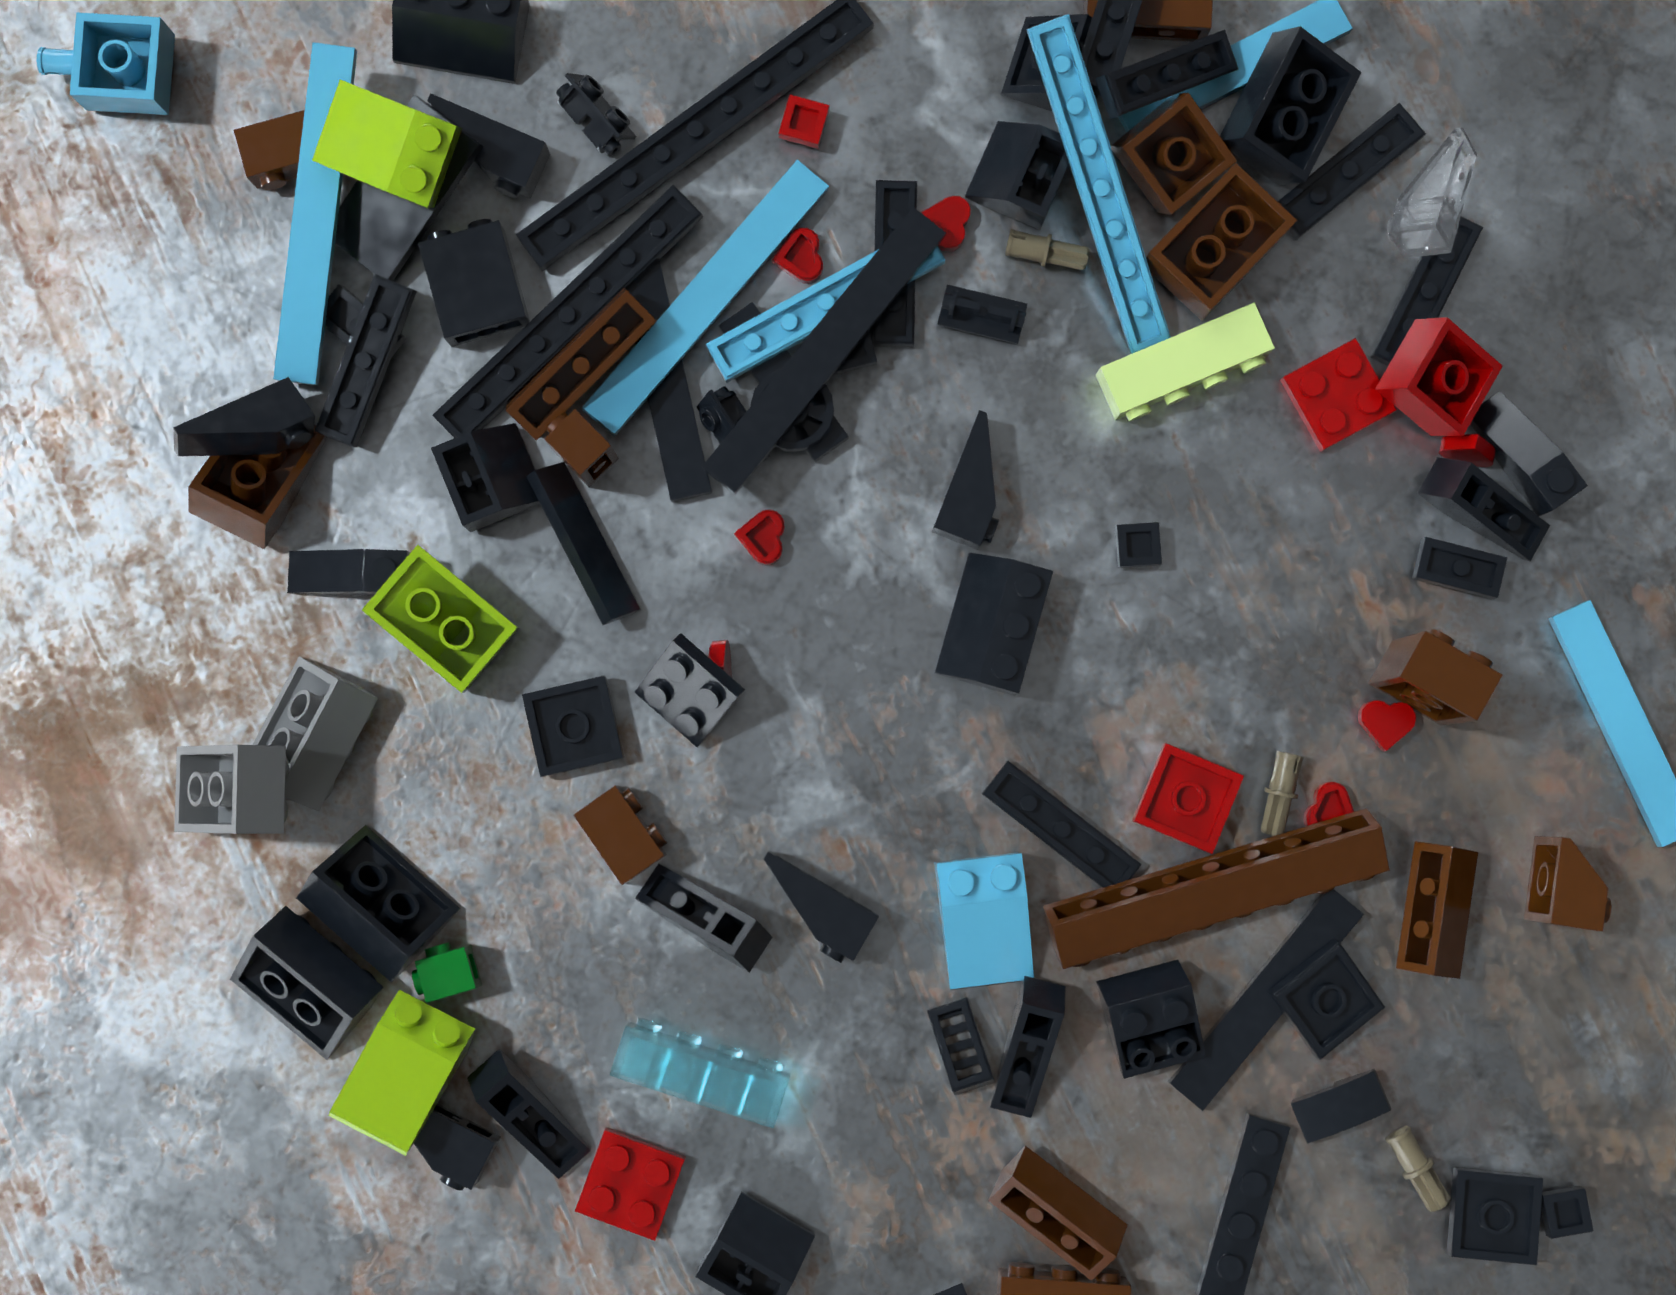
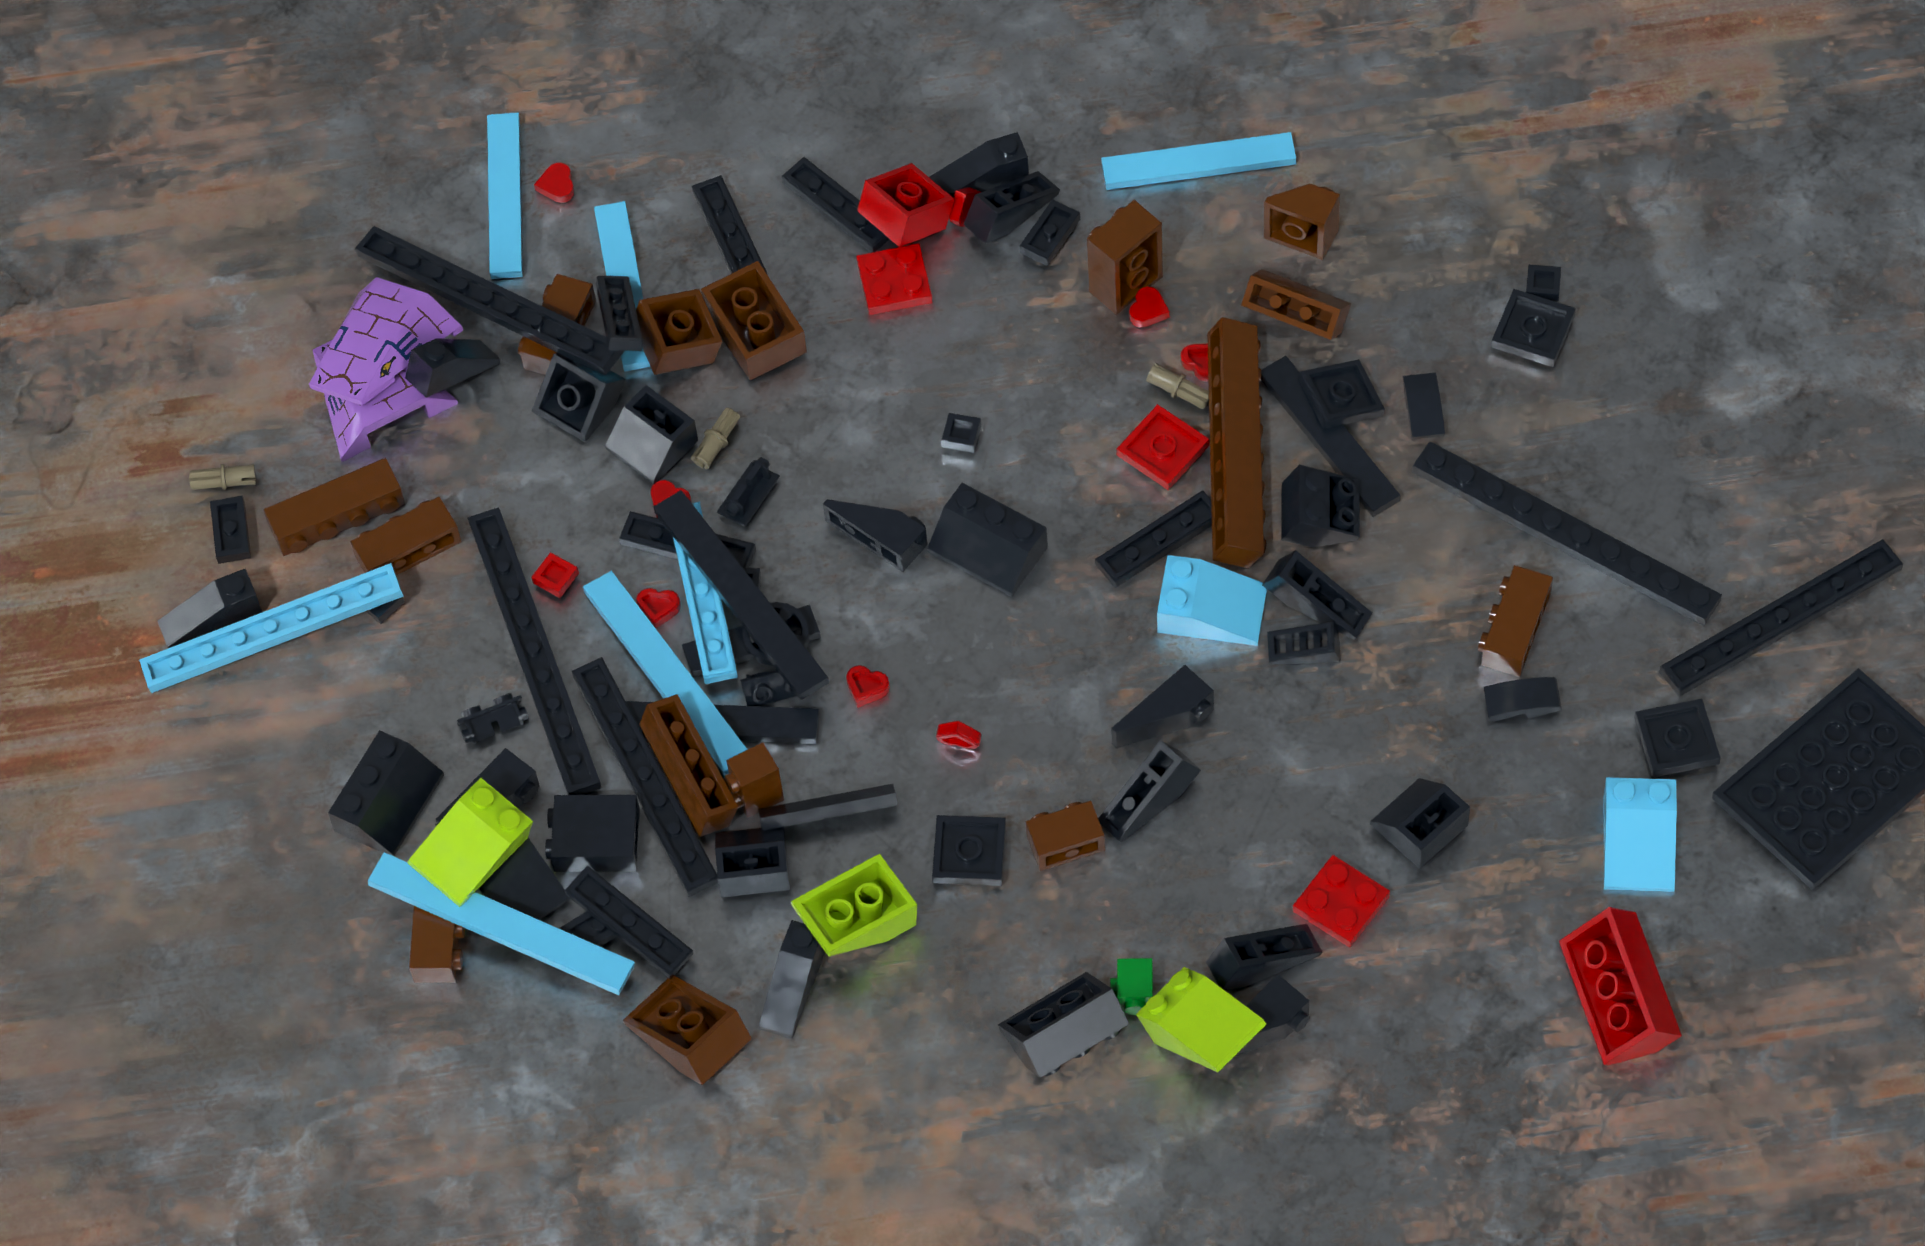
camera: 65 degrees left, 25 degrees down
(116, 63) = (320, 1046): medium azure brick -> none
(231, 789) = (937, 1087): light grey brick -> none
(251, 425) = (653, 1006): black slope -> none
(305, 981) = (1110, 1092): black slope -> none
(318, 724) = (910, 1041): light grey slope -> none
(689, 690) = (969, 755): plate -> none
(701, 1073) = (1268, 825): clear light blue brick -> none
(1058, 1213) = (1446, 602): reddish brown brick -> none
(1098, 182) = (685, 377): medium azure tile -> none
(1184, 362) = (834, 367): yellowish green brick -> none
(1289, 106) = (670, 247): black brick -> none
(1418, 1168) = (1484, 368): dark tan axle -> none
(1433, 202) = (774, 180): clear slope -> none

